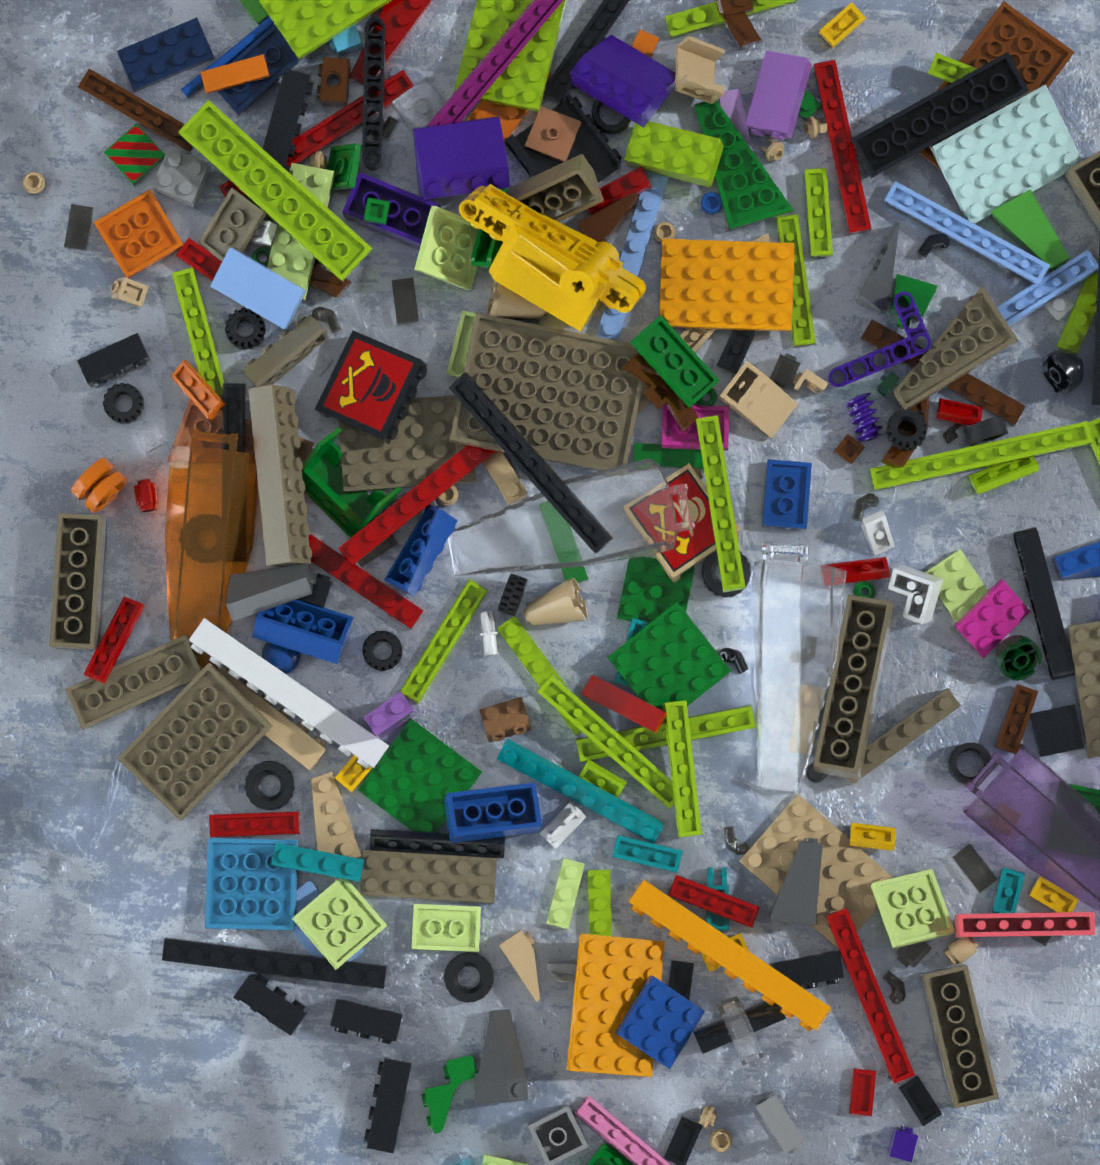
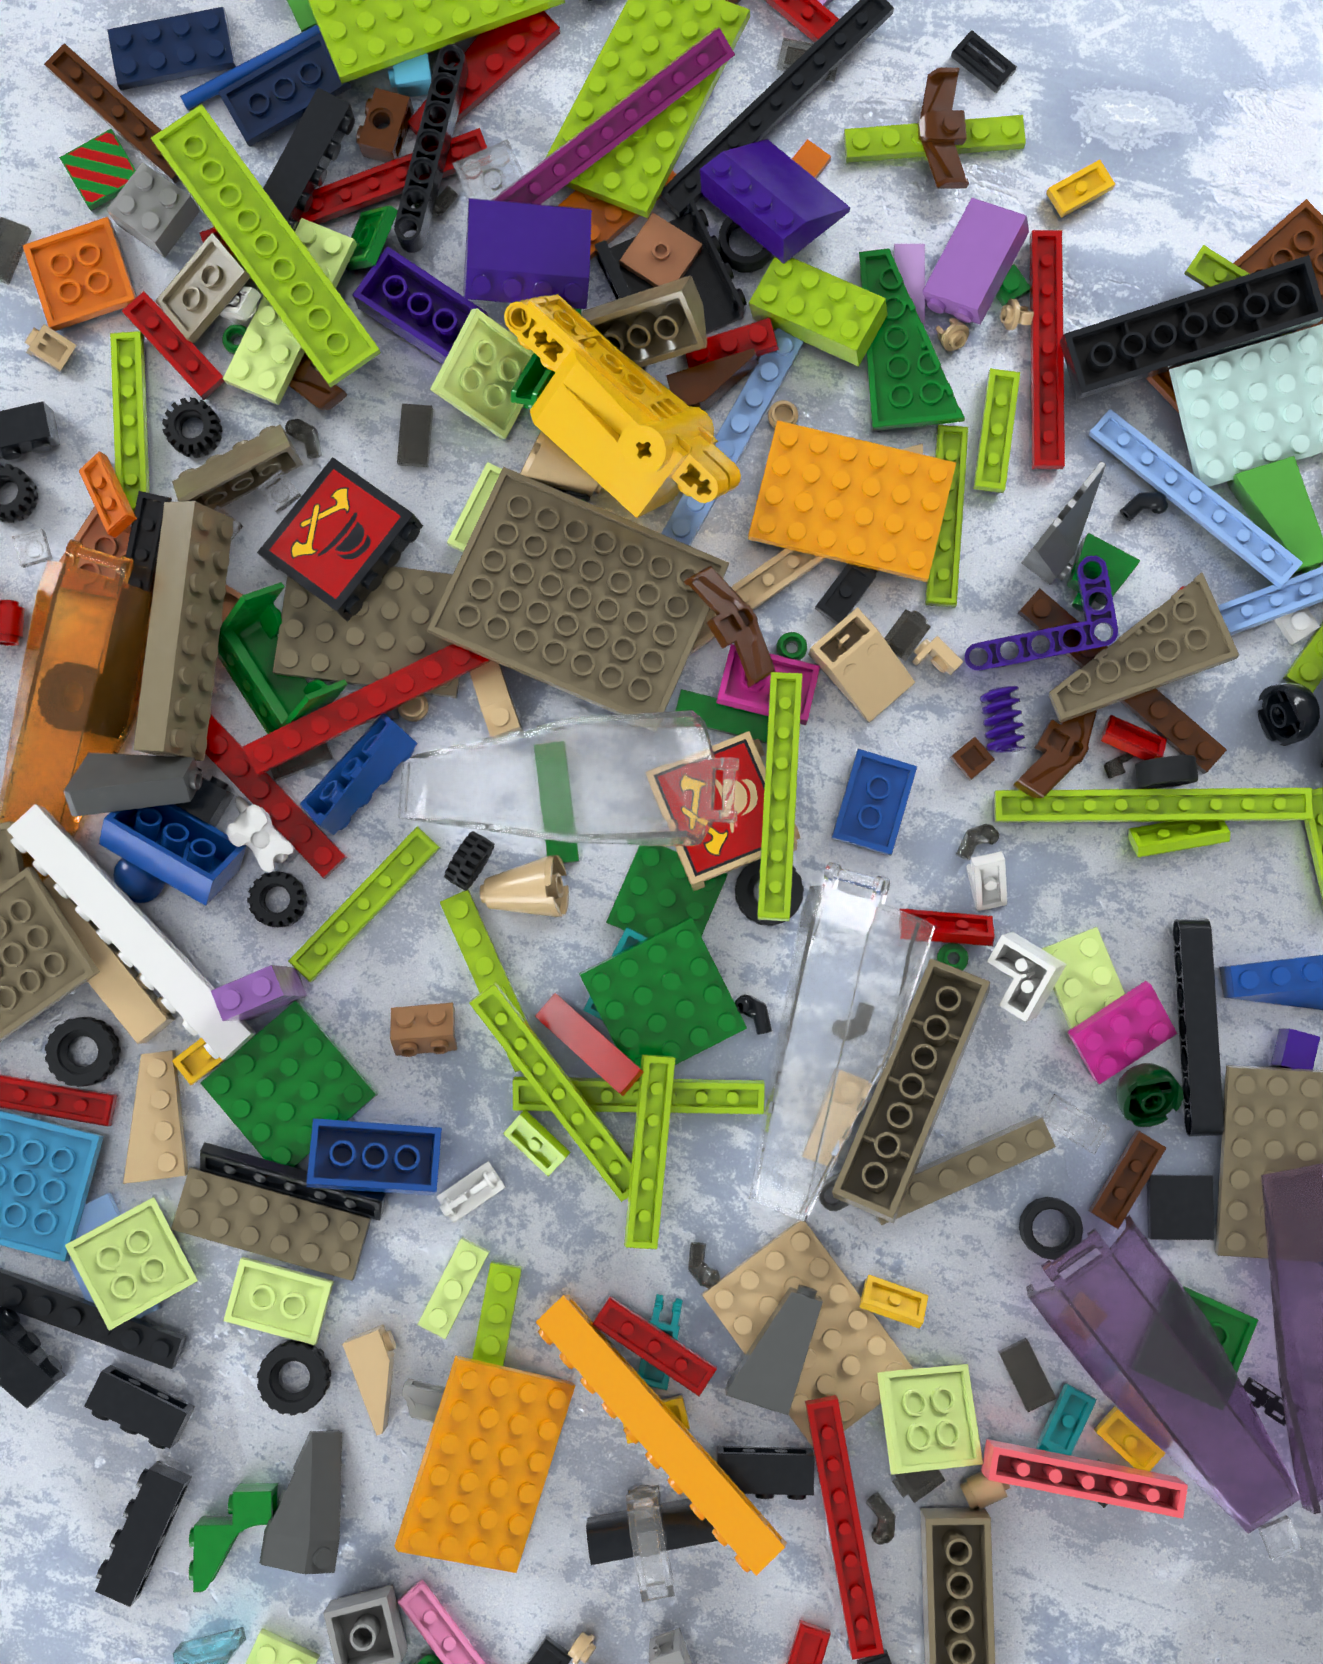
camera: 15 degrees right, 0 degrees up
(235, 74) = (253, 87): orange tile -> none
(258, 288) = (217, 374): light blue tile -> none
(317, 862) = (118, 1173): teal plate -> none
(318, 160) = (340, 223): tan plate -> none
(357, 604) = (256, 831): none -> white animal
(376, 211) = (397, 301): green plate -> none
(488, 633) = (427, 906): white axle -> none
(530, 463) = (529, 685): black plate -> none
(580, 791) = (504, 1151): teal plate -> none
(647, 853) = (577, 1257): teal plate -> none
(659, 1022) = (542, 1501): blue plate -> none
(674, 361) = (758, 588): green plate -> none
(681, 977) = (583, 1448): black tile -> none
(697, 69) = (872, 203): tan panel -> none
(711, 203) = (854, 389): blue tile -> none
(887, 383) = (1046, 678): clear green piece -> none
(906, 417) = (1065, 731): black tyre -> none

